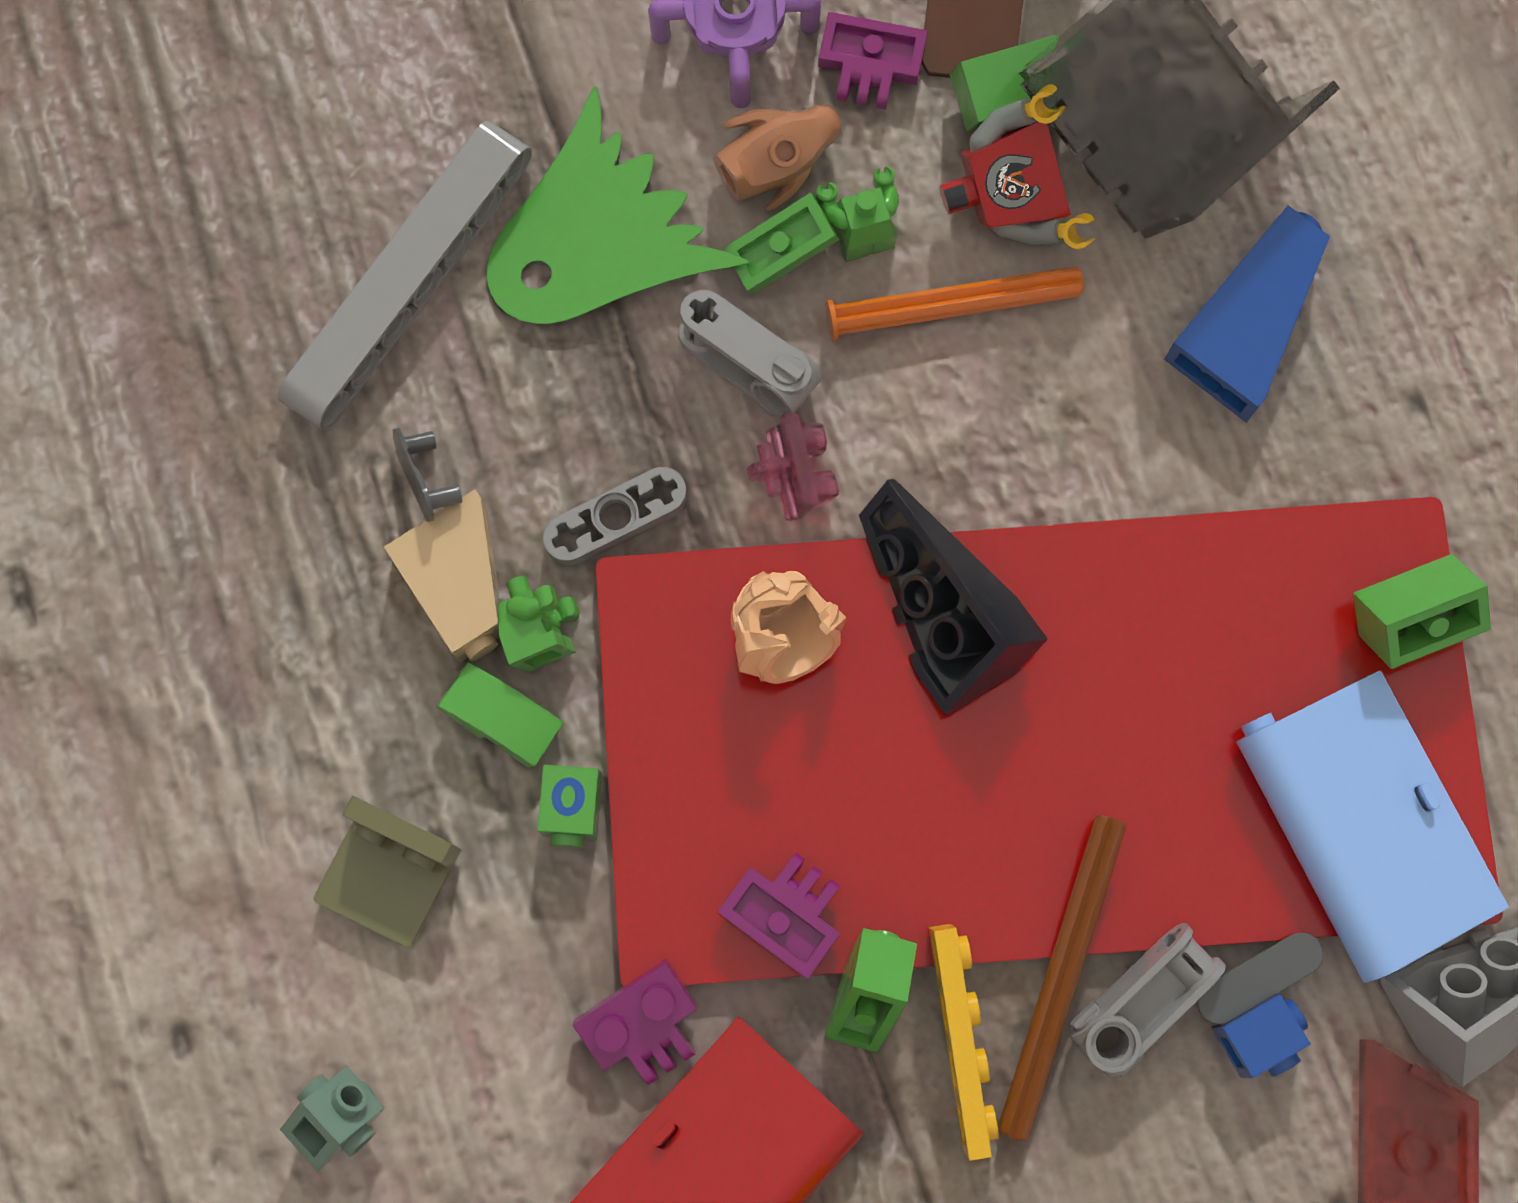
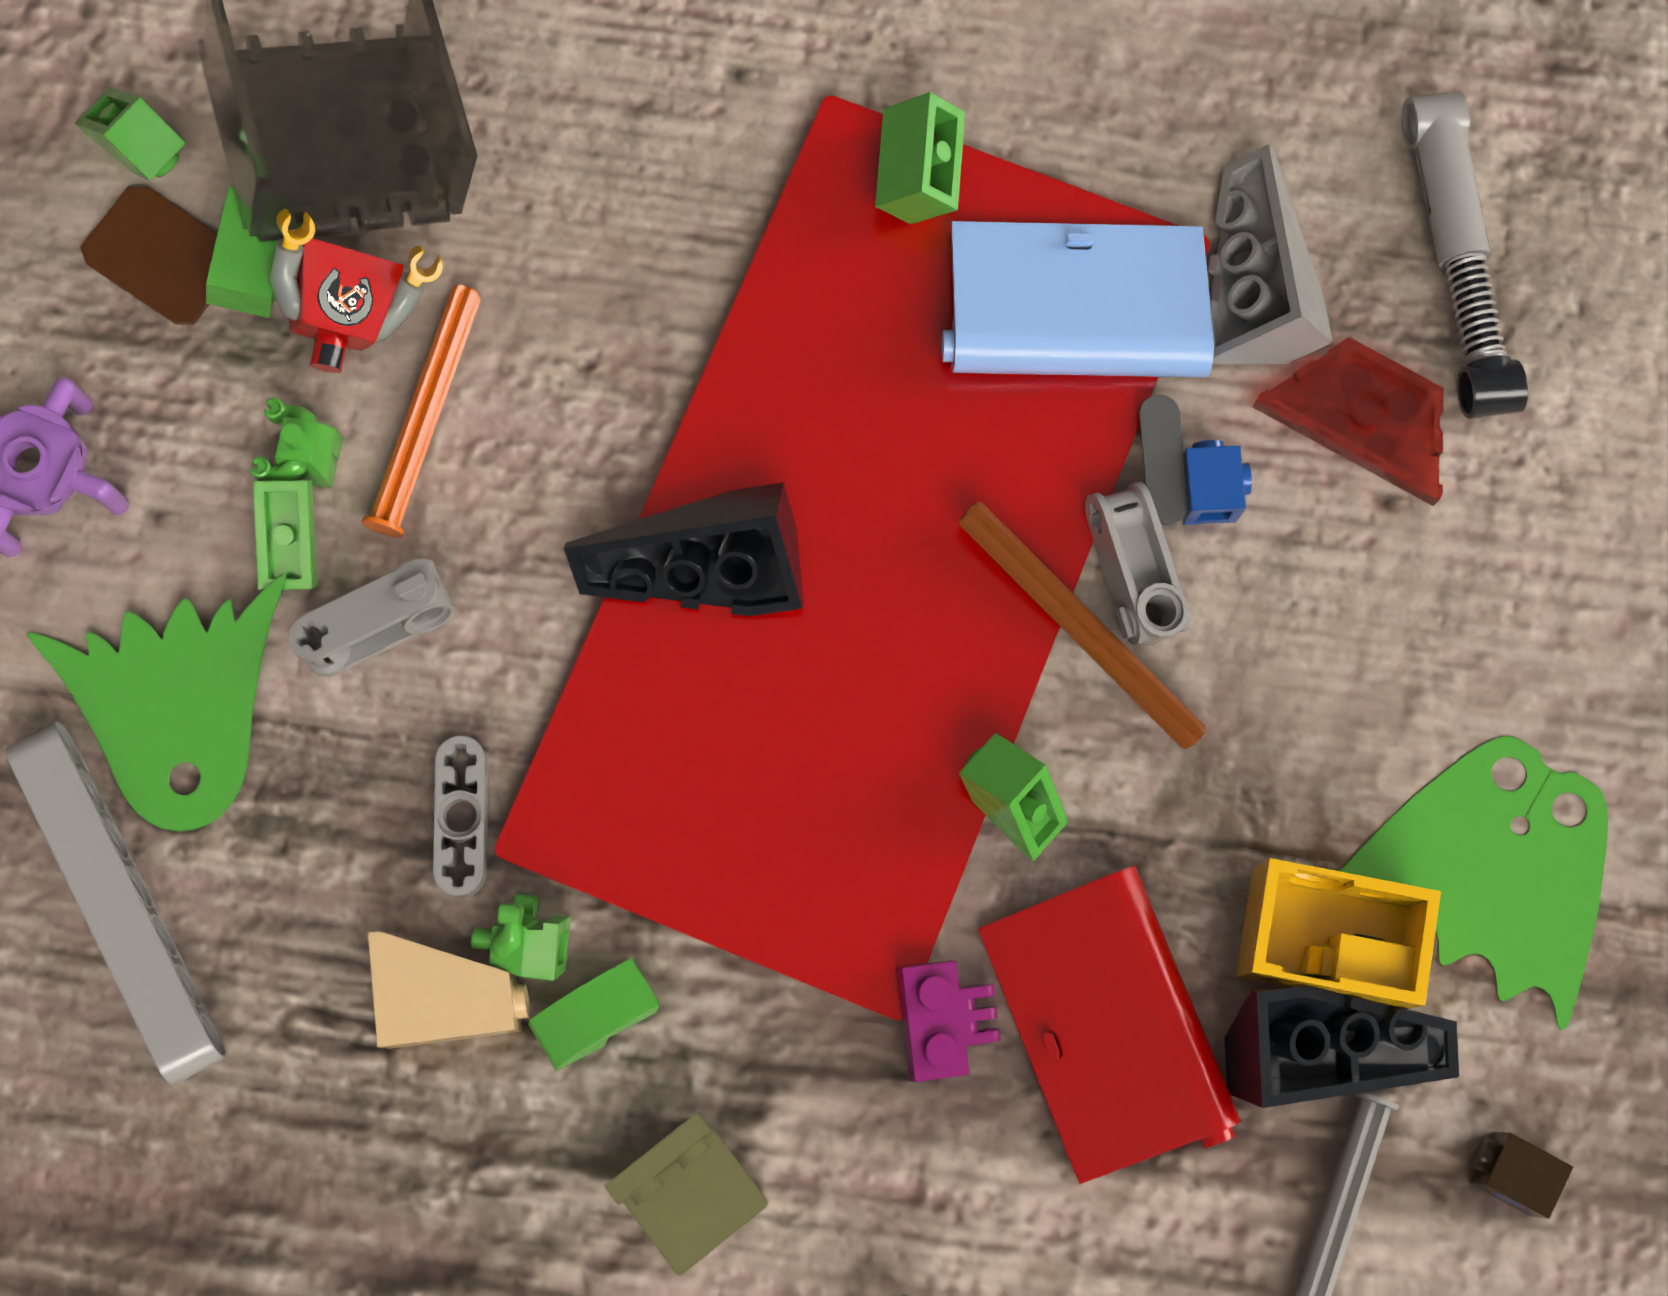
camera: 65 degrees left, 0 degrees up
(426, 499) = (333, 985): dark grey piece -> none
(569, 805) = (712, 988): bright green brick -> none
(775, 151) = (191, 496): nougat animal -> none
(783, 627) = (650, 709): light nougat helmet -> none
(784, 915) = (911, 839): magenta hinge -> none
(787, 468) = (503, 634): clear pink hips -> none
(871, 55) = (147, 364): magenta hinge -> none
(967, 1064) = (1116, 745): yellow plate -> none
(1246, 324) = (585, 165): blue slope -> none

